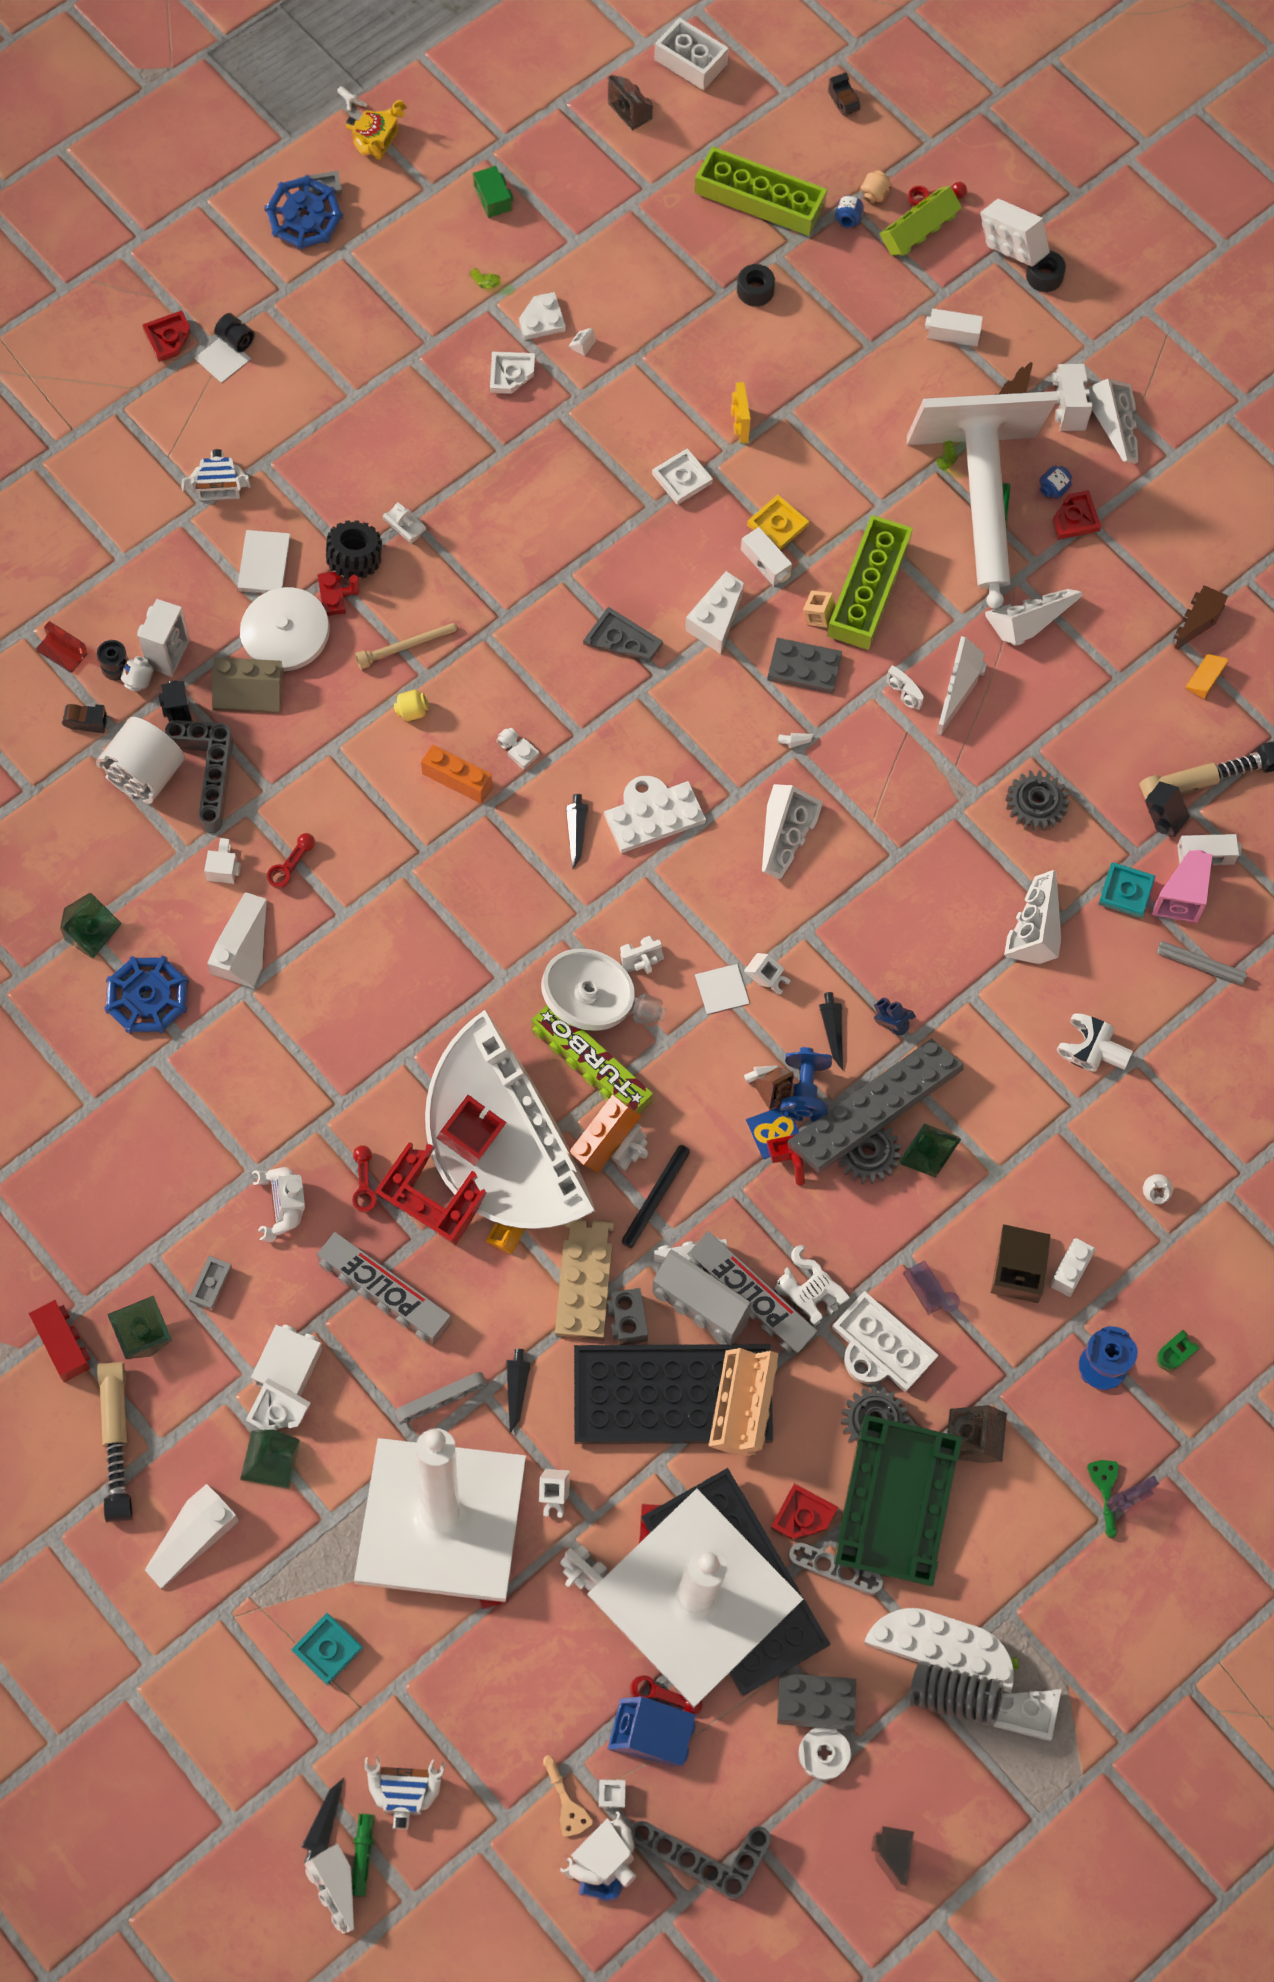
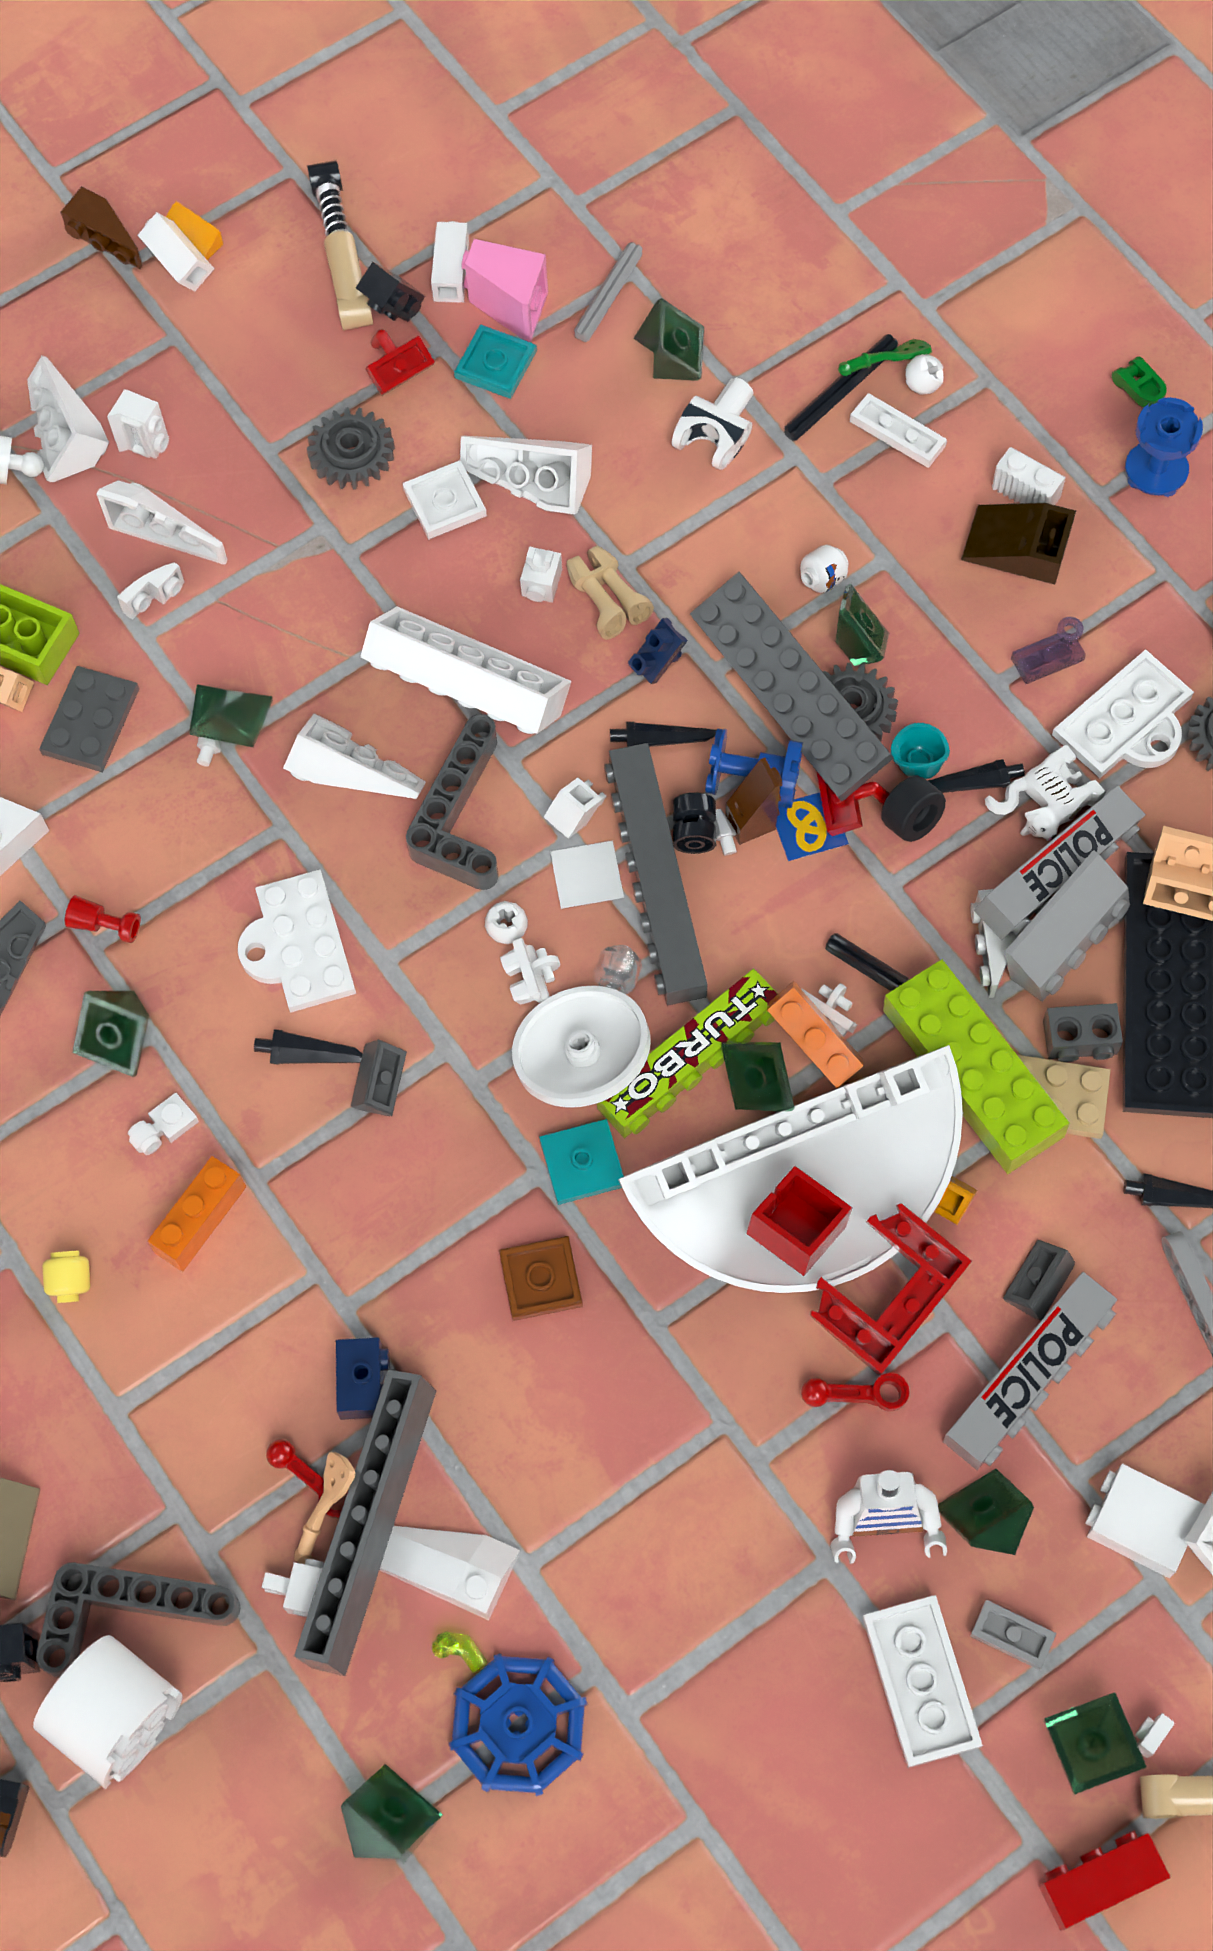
camera: 80 degrees left, 0 degrees up
(150, 1369) = (1153, 1733): none -> white plate
(179, 1228) = (922, 1681): none -> white plate
(193, 957) = (461, 1645): none -> clear neon green arm
(262, 891) = (365, 1523): none -> dark grey brick
(284, 871) = (337, 1480): none -> light nougat piece
(285, 1262) = (989, 1513): none -> clear green slope
(355, 881) = (359, 1376): none -> dark blue brick
(430, 983) = (540, 1278): none -> dark orange tile
(450, 1296) = (1040, 1279): none -> dark grey slope
(511, 1001) = (582, 1161): none -> teal plate
(559, 872) = (378, 1078): none -> dark grey slope
(573, 1104) = (757, 1076): none -> clear green slope
(578, 706) = (112, 1030): none -> clear green slope
(592, 1240) = (997, 1089): none -> lime brick
(657, 685) = (91, 916): none -> red piece
(677, 930) = (510, 912): none -> white piece
(723, 1030) = (657, 875): none -> dark grey brick
(760, 896) = (451, 804): none -> dark grey beam
(762, 1050) = (694, 823): none -> black wheel
(788, 1195) = (913, 808): none -> black tyre
(816, 748) = (228, 714): none -> clear green slope
(823, 1245) = (981, 777): none -> black bar
(834, 1196) = (920, 750): none -> teal helmet
(860, 890) = (465, 670): none -> white brick
(930, 999) = (612, 617): none -> tan piece
(948, 935) = (541, 574): none -> white brick
(978, 1126) = (824, 568): none -> white head
(1004, 867) = (444, 499): none -> white plate
(1030, 659) = (138, 425): none -> white window
(1107, 1174) = (898, 430): none -> white plate
(1113, 824) = (398, 363): none -> red plate
(1141, 1132) = (835, 393): none -> black axle
(1159, 1009) = (675, 342): none -> clear green slope
(1178, 1177) = (903, 352): none -> green piece
(1185, 665) = (175, 251): none -> white brick

